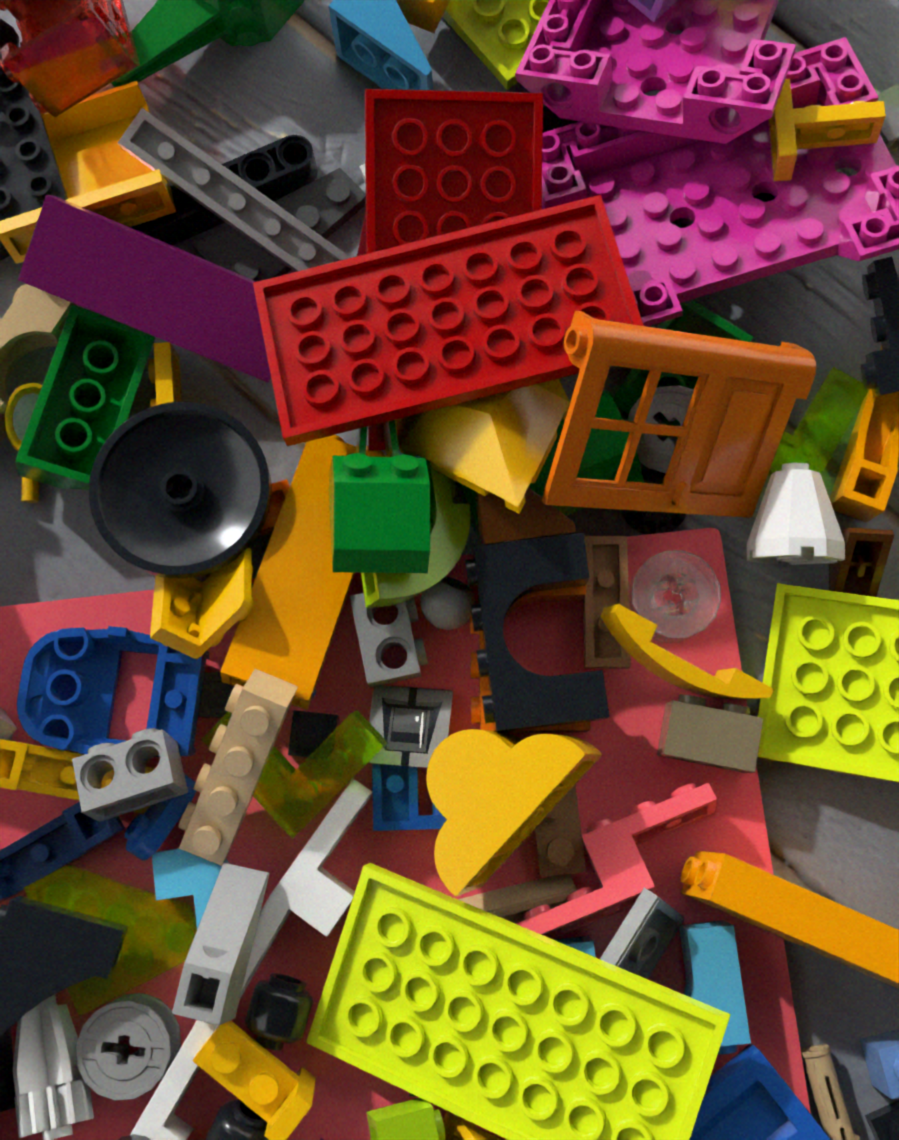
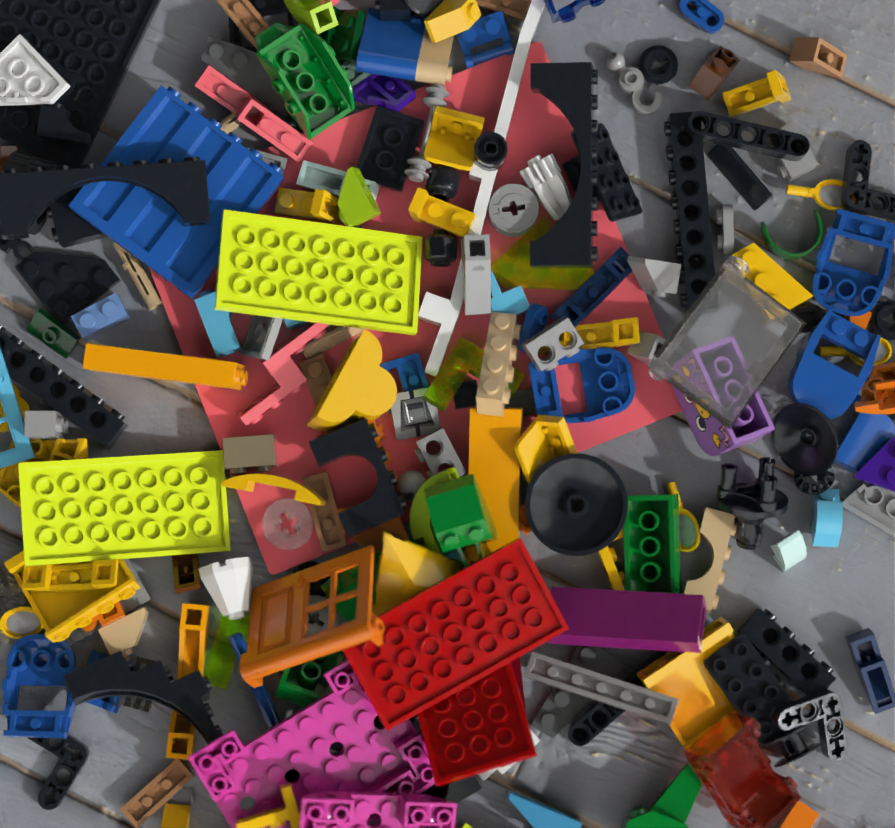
camera: 165 degrees right, 5 degrees up
(773, 332) = (260, 693): none -> blue axle

